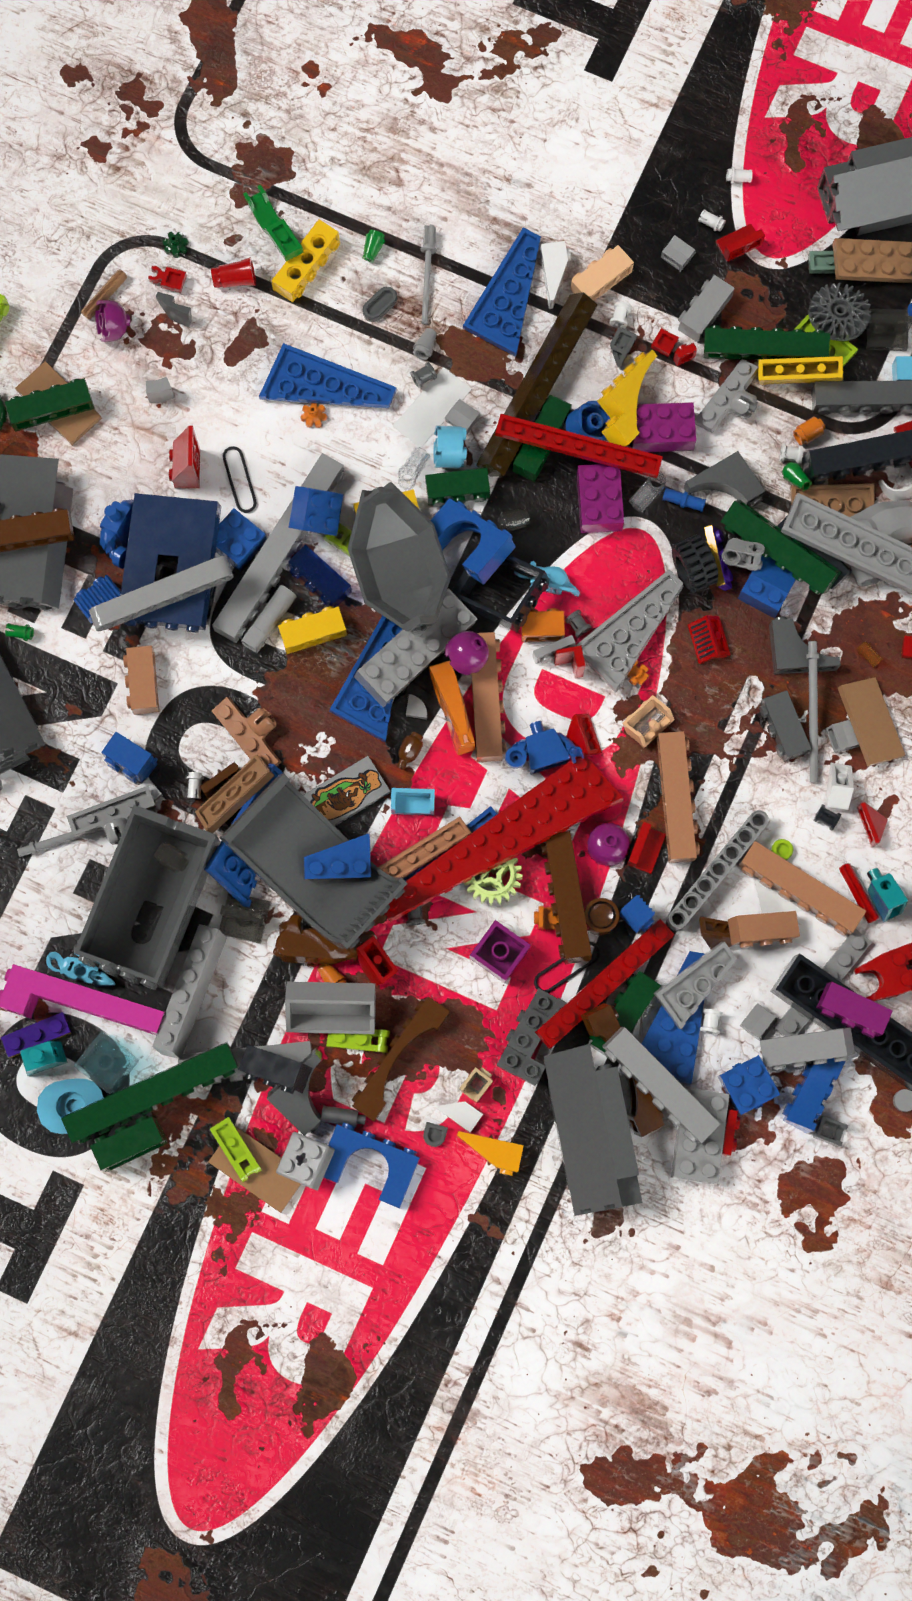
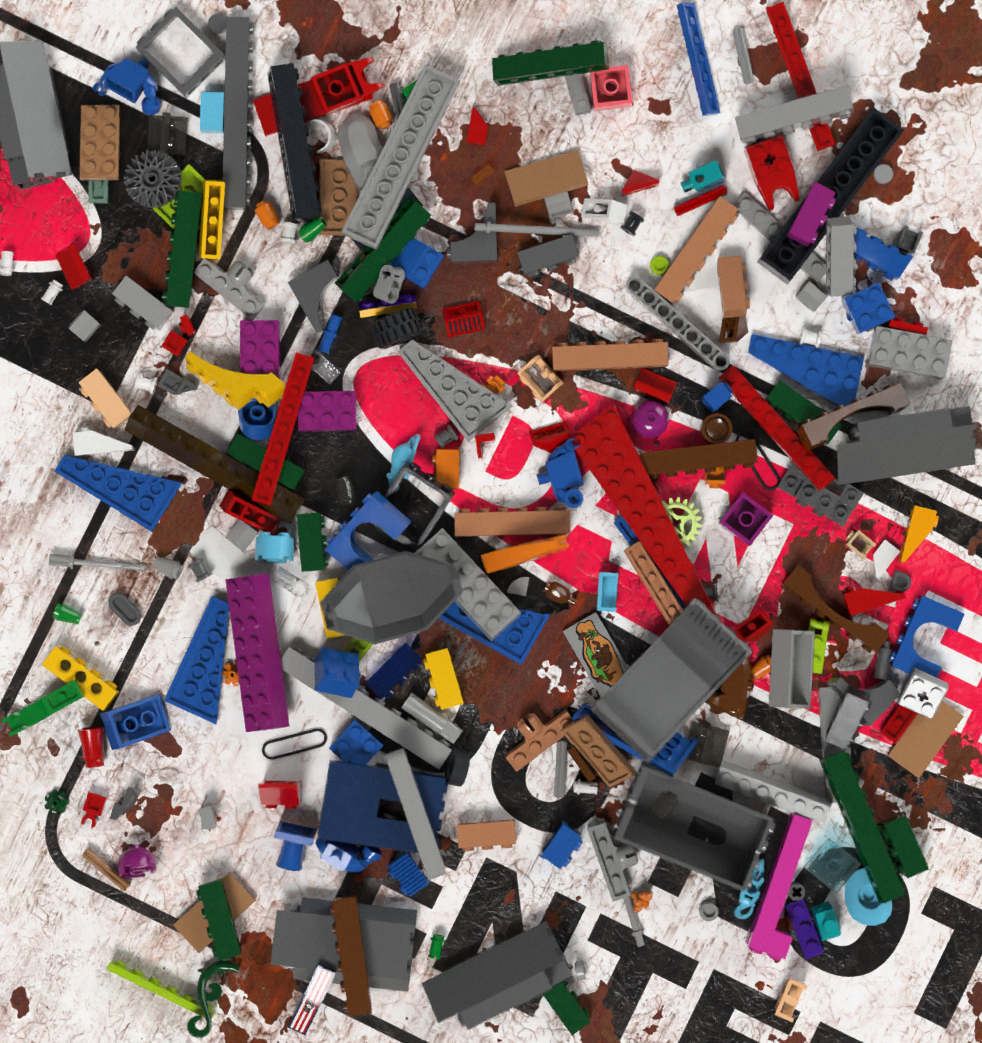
camera: 85 degrees left, 10 degrees up
(56, 926) = (708, 911): none -> light grey tile
(68, 850) = (641, 900): none -> orange plant
(72, 1025) = (801, 890): none -> dark grey bush
(134, 477) = (294, 839): none -> blue plant
(211, 758) = (560, 769): none -> light grey axle
(214, 643) = (457, 767): none -> black tyre
(235, 1148) = (909, 754): lime plate -> none
(260, 317) = (135, 722): none -> blue slope
(269, 1135) = (898, 724): none -> red plate
(336, 432) = (257, 652): none -> magenta piece
(340, 861) = (667, 656): blue wing -> none
(412, 1091) = (866, 599): none -> red slope
(467, 652) = (477, 538): magenta cylinder -> none
(486, 422) = (249, 513): none -> red slope
(546, 653) = (473, 466): light grey plate -> none
(661, 1085) = (868, 388): light grey brick -> none
(690, 987) = (779, 350): light grey wing -> none

